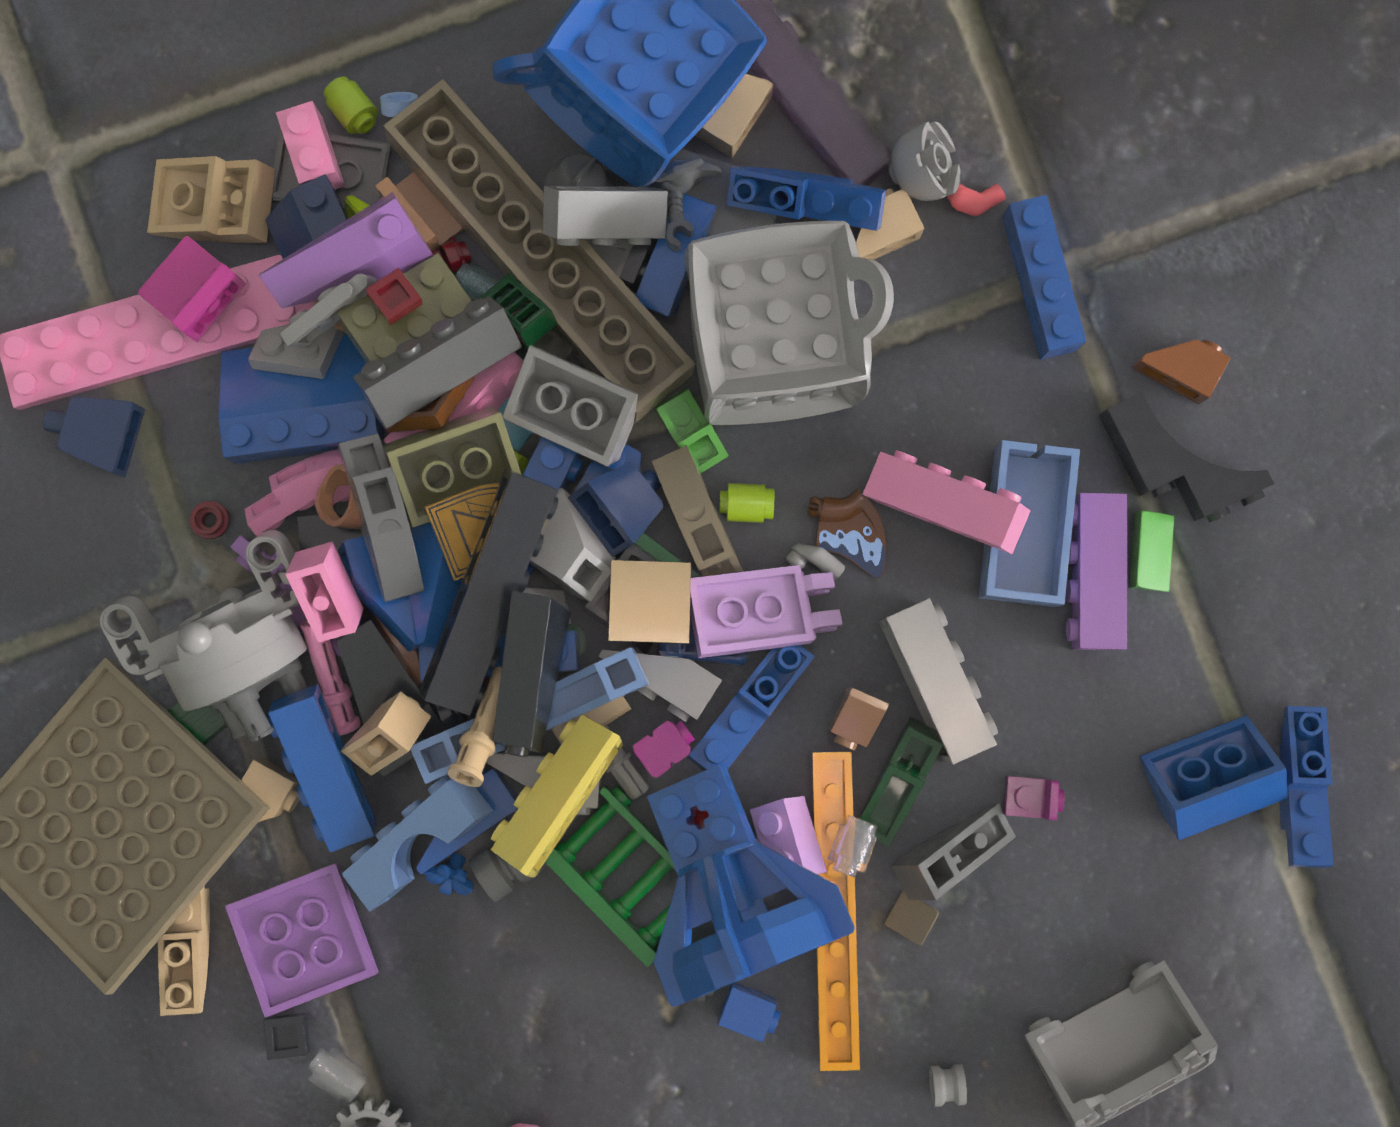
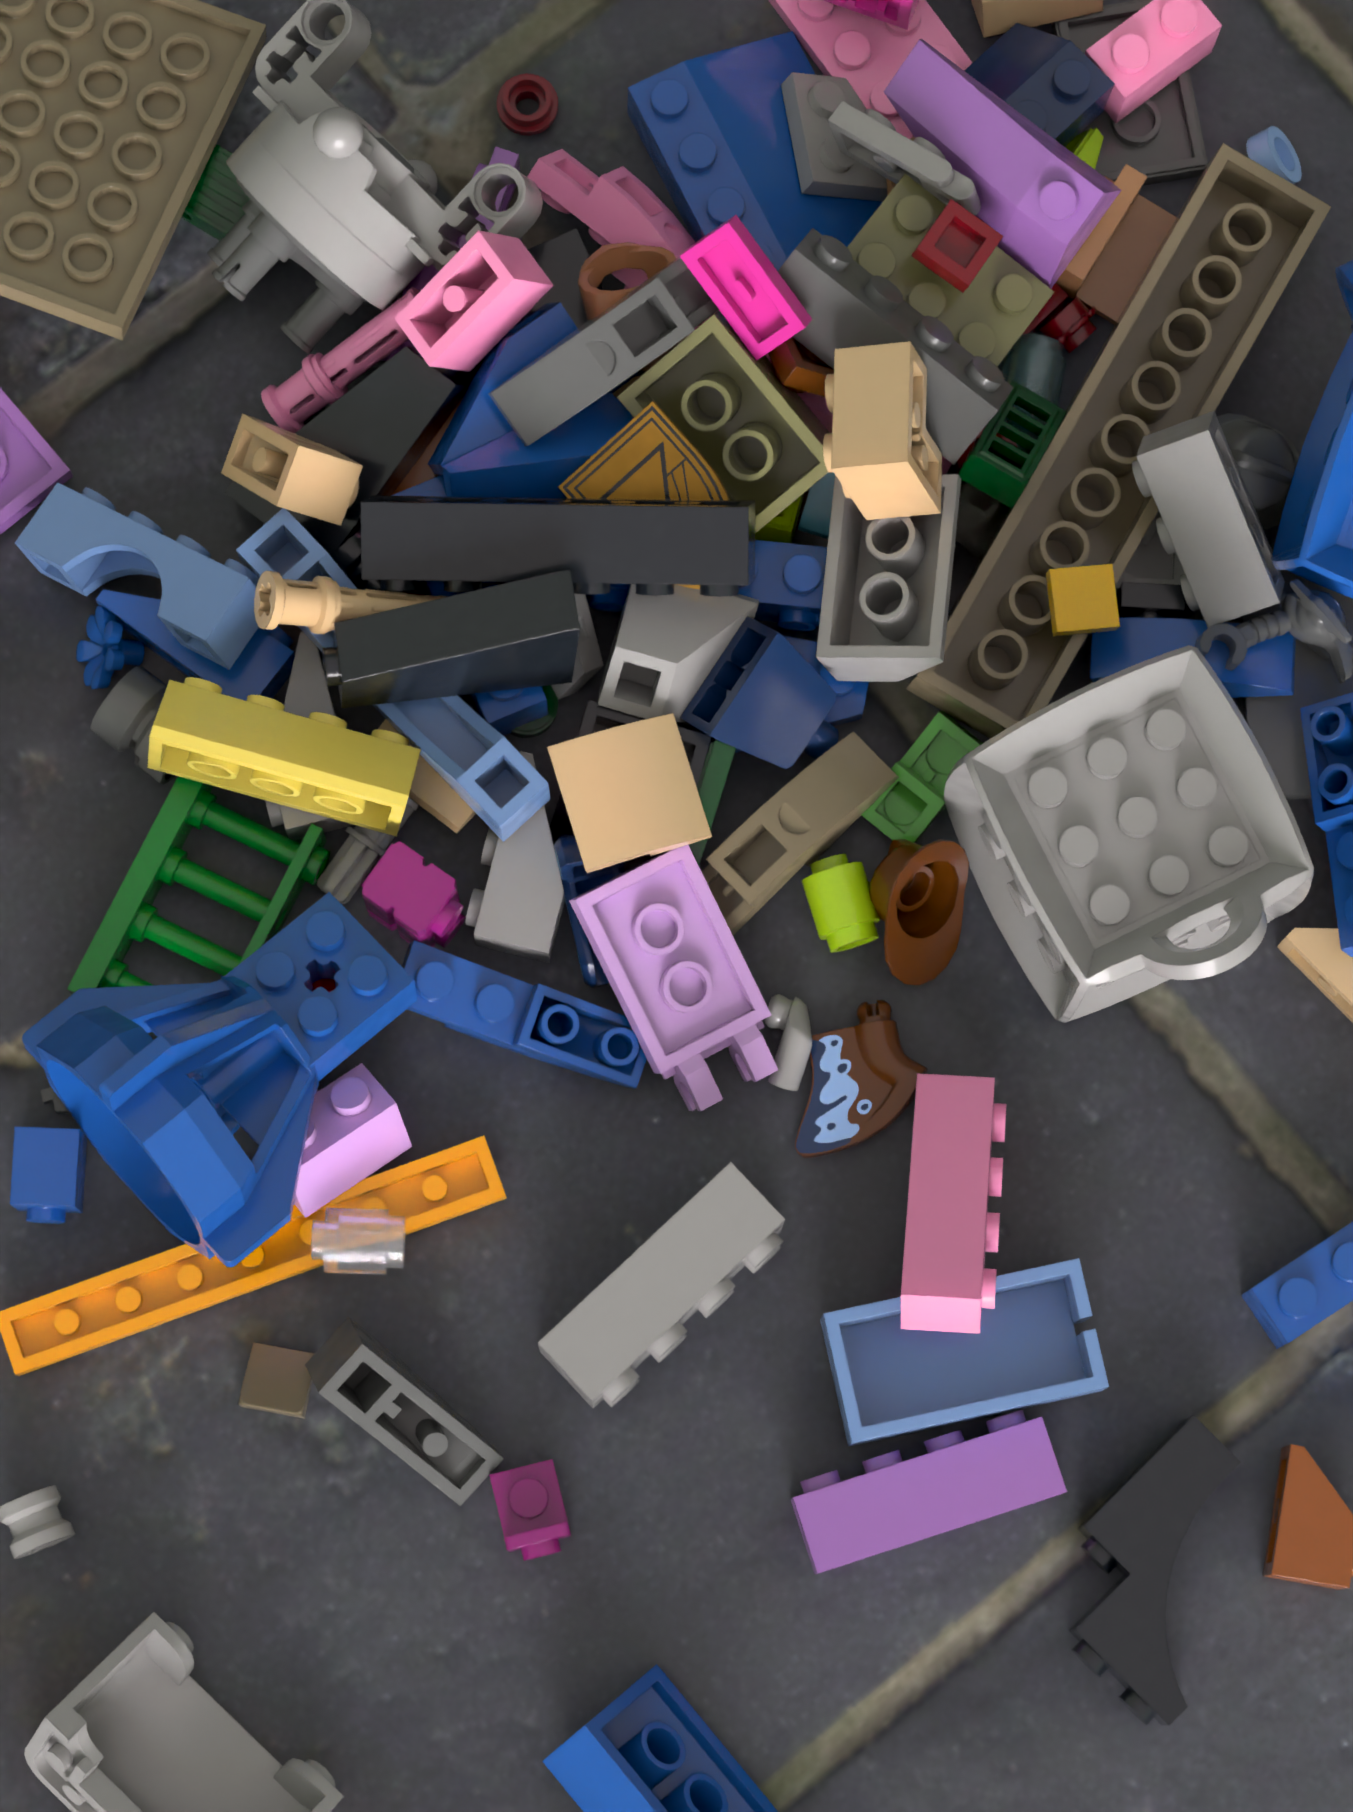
camera: 65 degrees right, 5 degrees down
(272, 786) = (154, 339): tan slope -> none
(324, 773) = (199, 403): blue brick -> none
(350, 105) = (1244, 87): lime brick -> none
(377, 427) = (746, 287): none -> dark pink plate
(497, 381) = (881, 433): none -> tan brick
(625, 302) = (1082, 599): none -> yellow tile
(764, 458) = (921, 902): none -> reddish brown piece
(857, 718) = (559, 1183): medium nougat slope -> none
(901, 779) = (484, 1288): dark green slope -> none
(1151, 551) = (993, 1575): slope -> none

